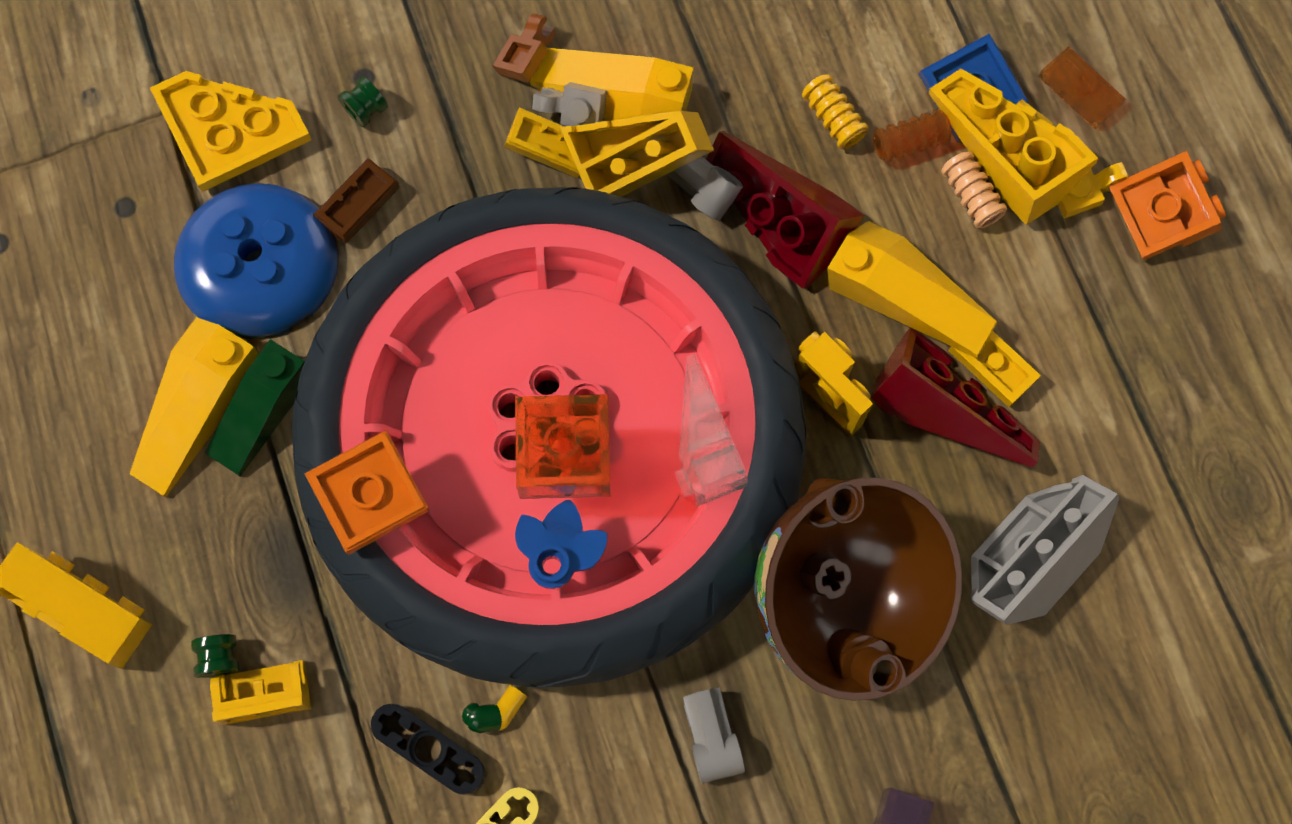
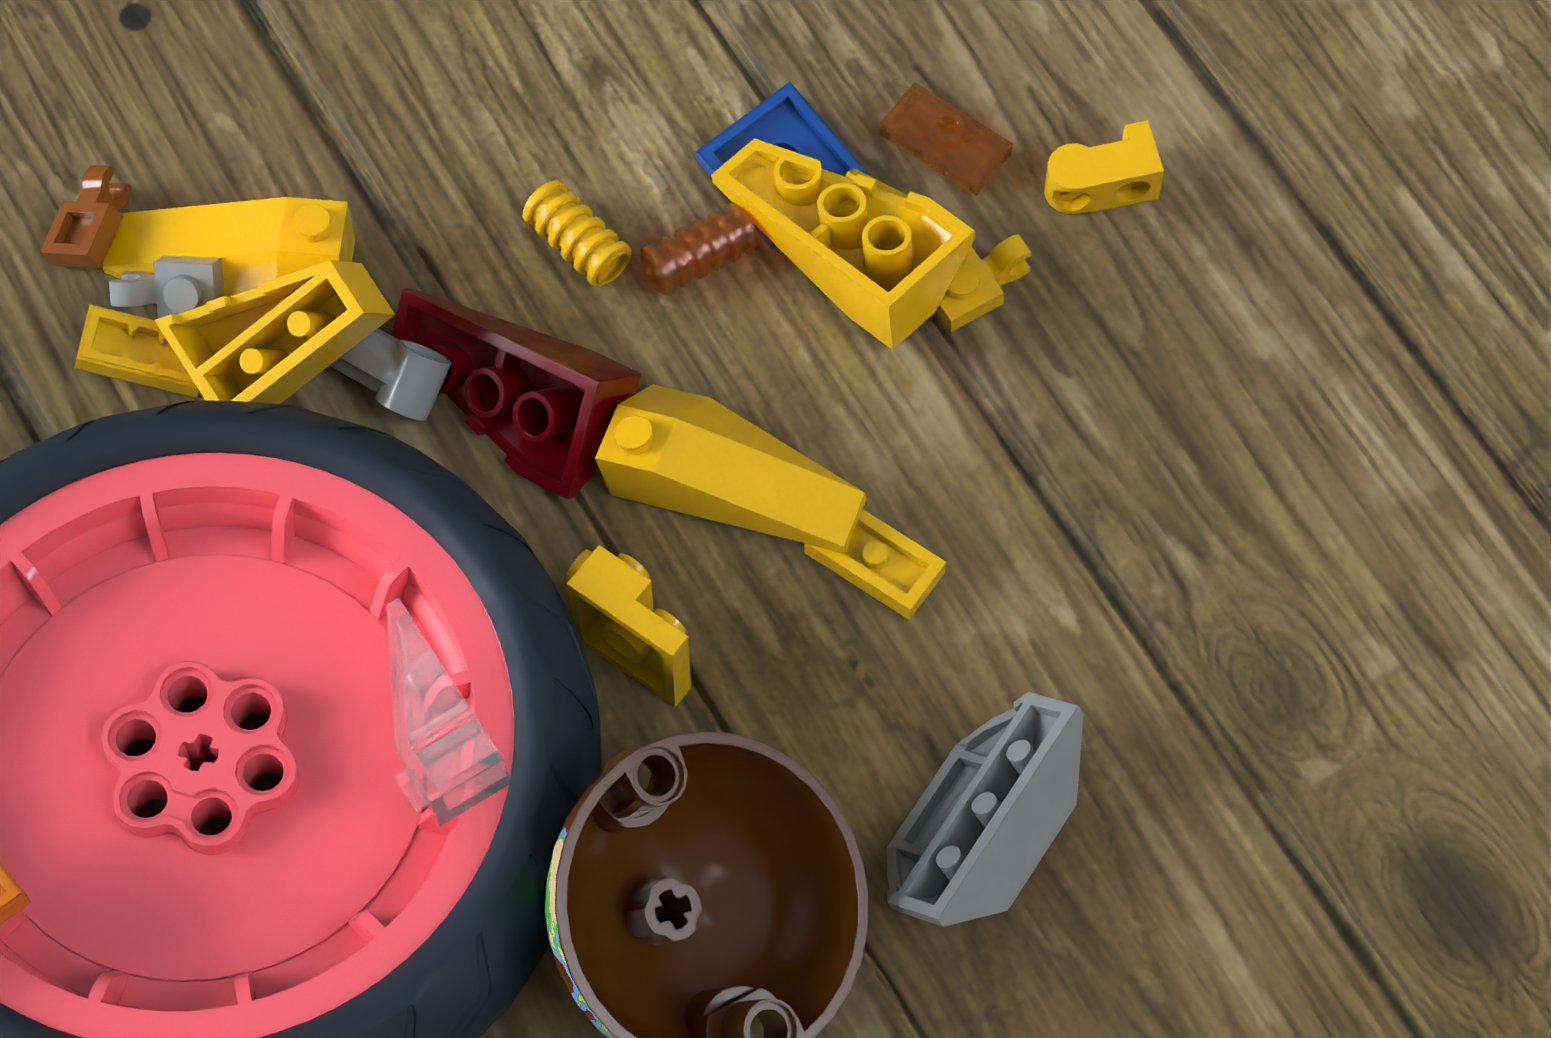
camera: 10 degrees left, 10 degrees down
(561, 539) = (236, 909): blue plate -> none
(562, 446) = (219, 768): clear orange brick -> none
(930, 395) = (784, 620): dark red wedge -> none
(973, 189) = (805, 311): light nougat piece -> none
(1168, 205) = (1097, 285): orange plate -> none
(1184, 131) = (1105, 175): none -> yellow leg

